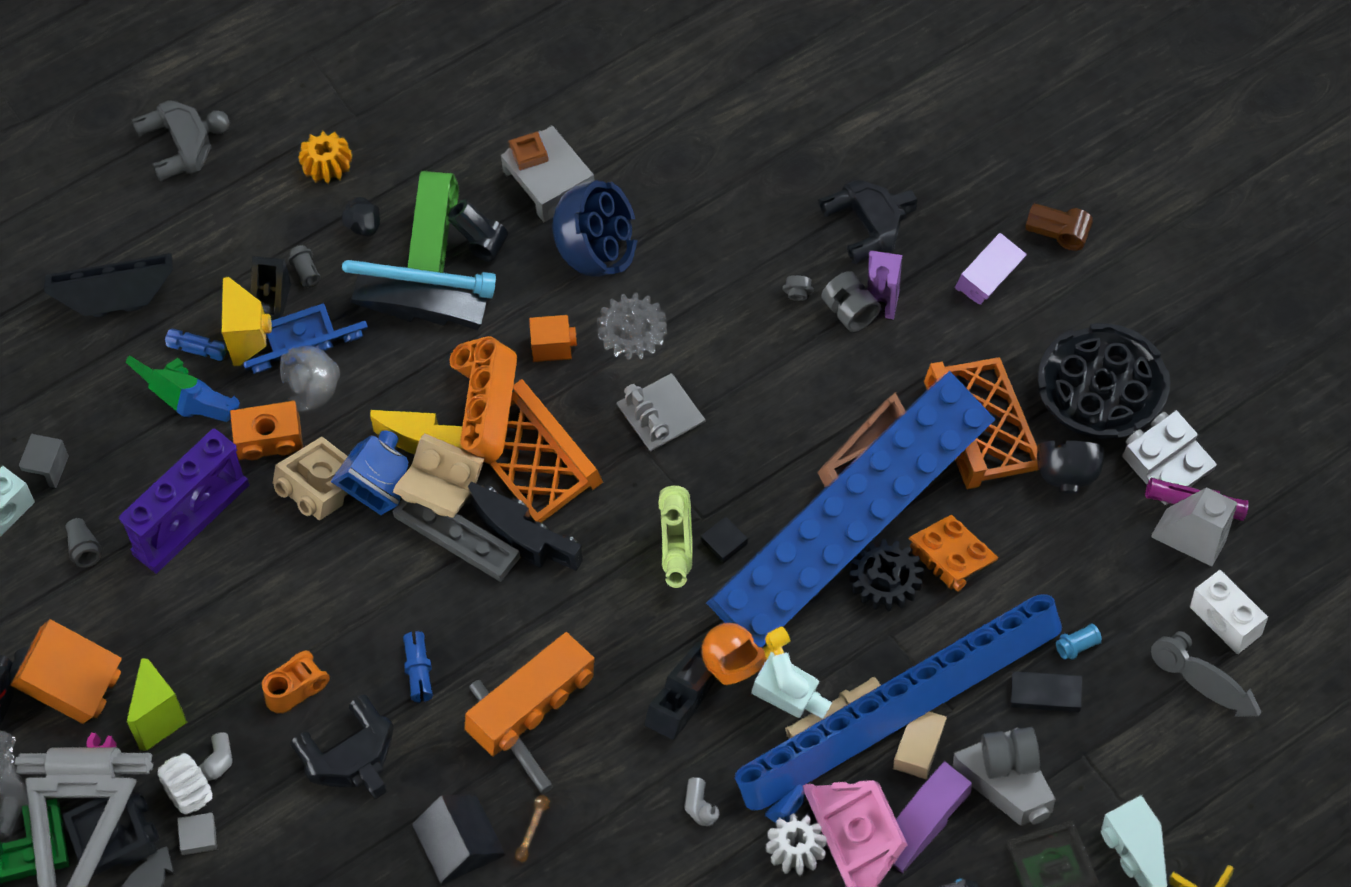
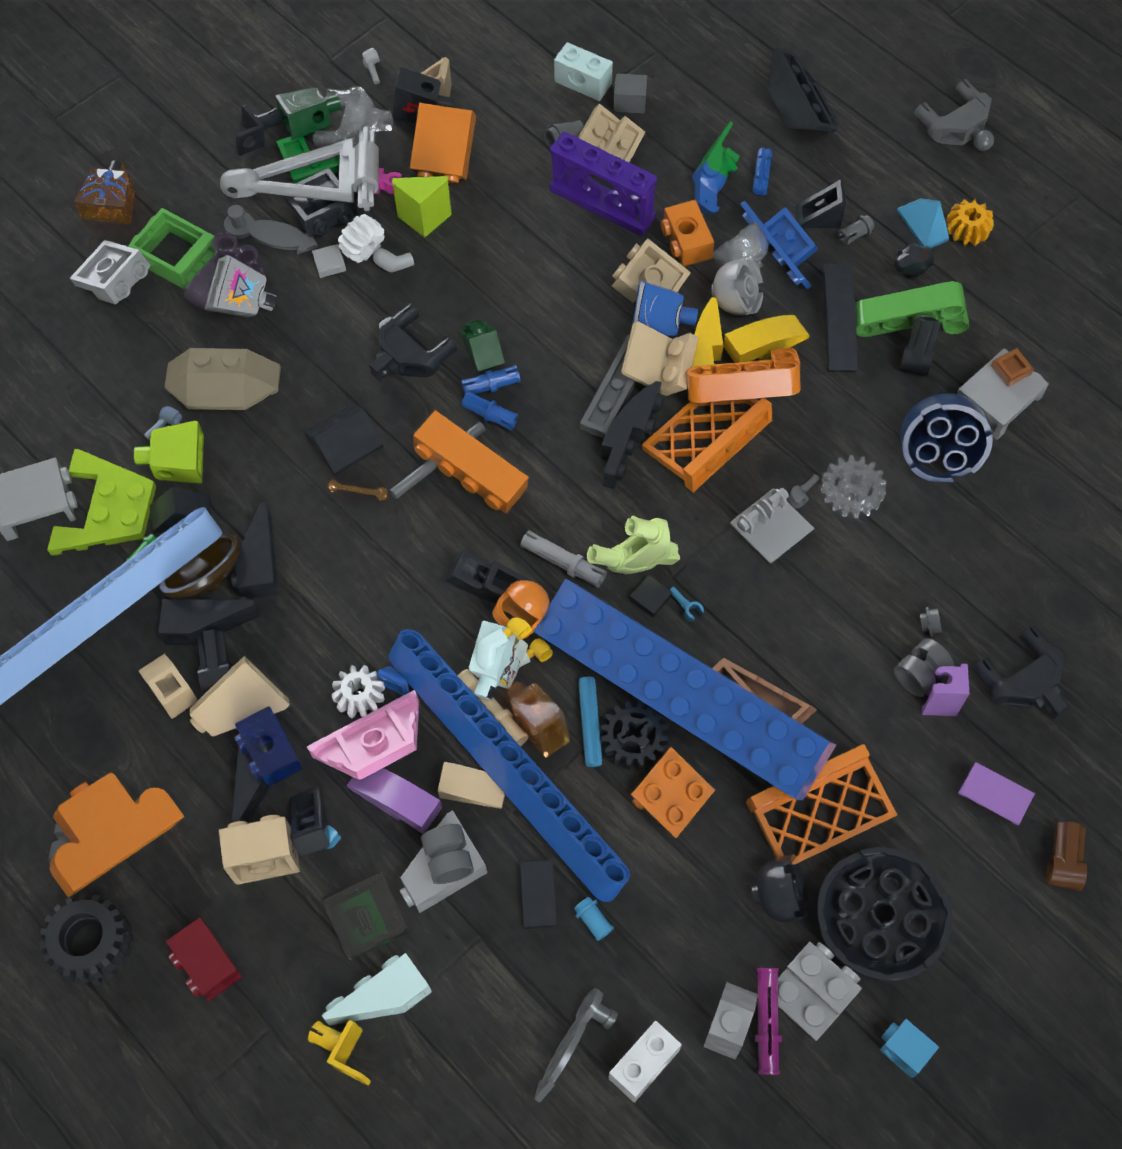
camera: 80 degrees right, 5 degrees up
(101, 494) = (612, 134): none -> tan slope
(243, 322) = (780, 185): yellow slope -> none
(298, 681) = (465, 298): orange piece -> none
(307, 199) = (925, 221): none -> dark azure slope
(361, 390) = (738, 288): none -> light grey cylinder
(369, 667) = (482, 344): none -> dark green slope
(429, 377) = (764, 336): none -> yellow slope
(460, 670) = (489, 411): none -> blue axle
(480, 284) = (867, 361): medium azure piece -> none
(552, 338) = (825, 424): orange brick -> none
(625, 379) = (798, 496): none -> dark grey hand
(674, 609) = (572, 563): none -> light grey pin
(697, 806) = (389, 610): light grey arm -> none
(744, 506) = (686, 605): none -> dark azure hand
(855, 659) = (539, 717): none -> clear orange torso
(862, 617) = (590, 722): none -> dark azure axle
(1230, 388) = (907, 1047): none -> dark azure brick

